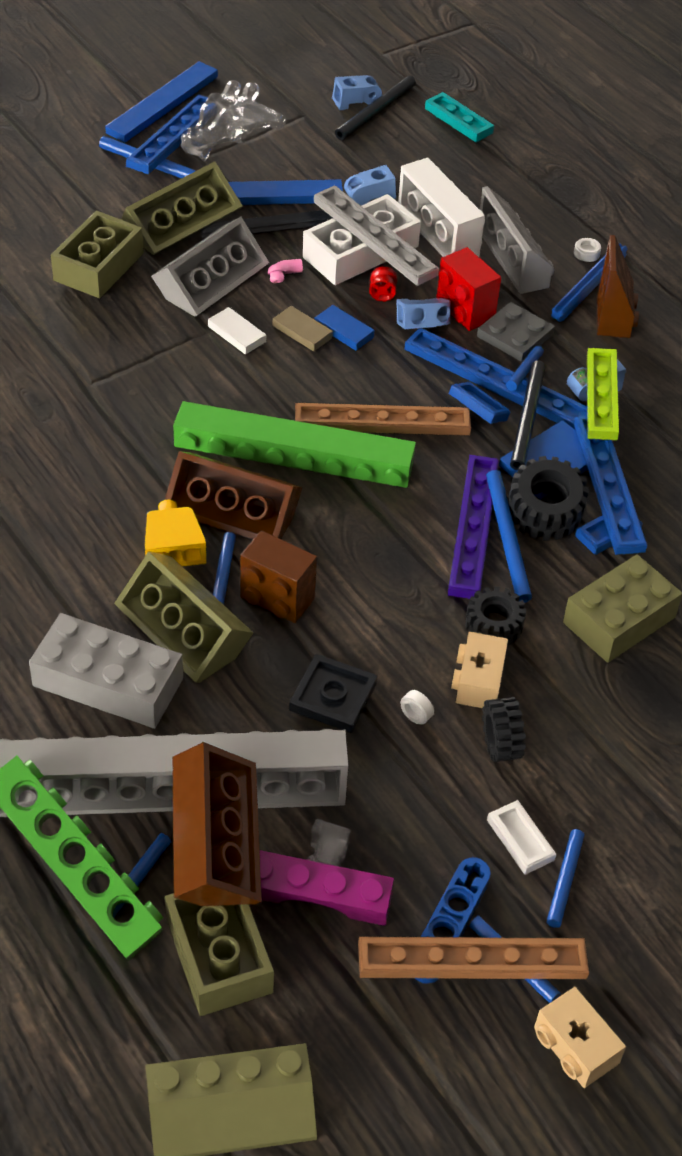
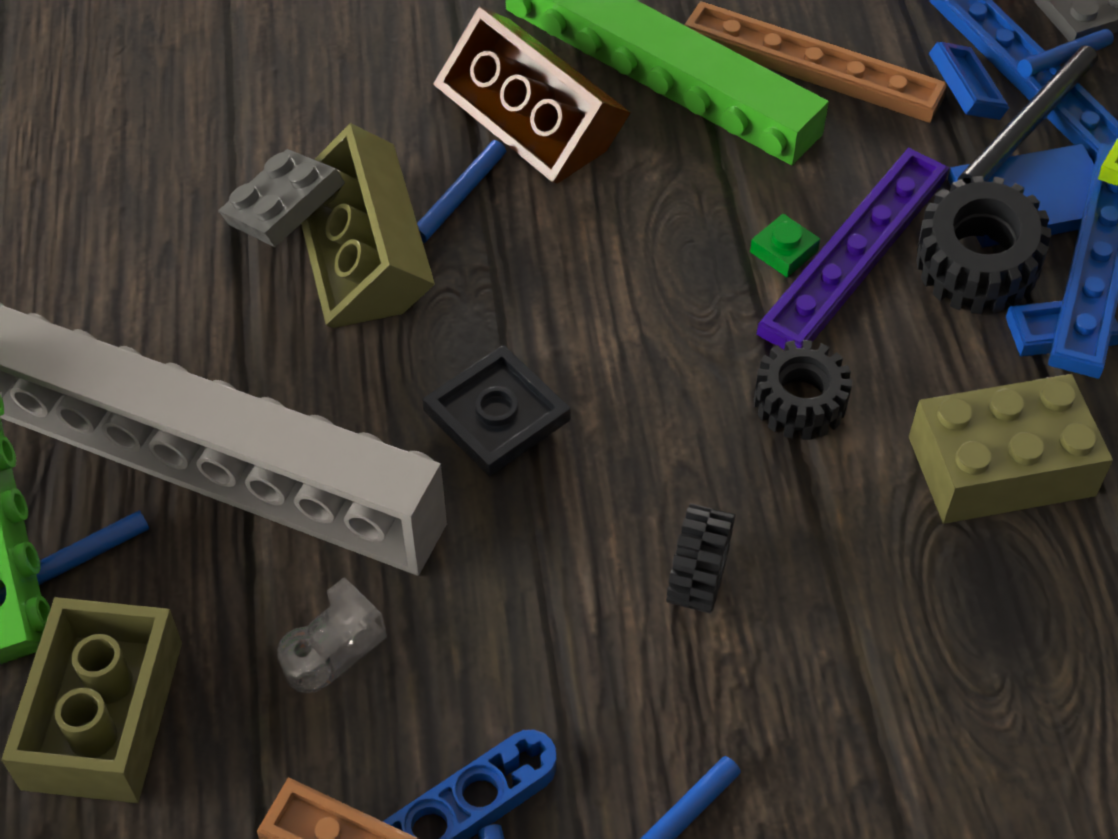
camera: 30 degrees right, 5 degrees up
(107, 670) = (214, 264): light grey brick -> none
(128, 607) = (281, 196): none -> dark grey plate
(175, 534) = (418, 119): yellow torso -> none
(215, 828) = (163, 530): reddish brown slope -> none
(278, 576) = (511, 219): reddish brown brick -> none
(349, 891) = (286, 677): magenta arch -> none
(417, 707) = (600, 476): white tile -> none
(434, 537) = (785, 245): none -> green plate
(481, 669) = (729, 457): tan brick -> none
(508, 535) = (893, 283): blue piece -> none
(521, 837) = (641, 733): white tile -> none

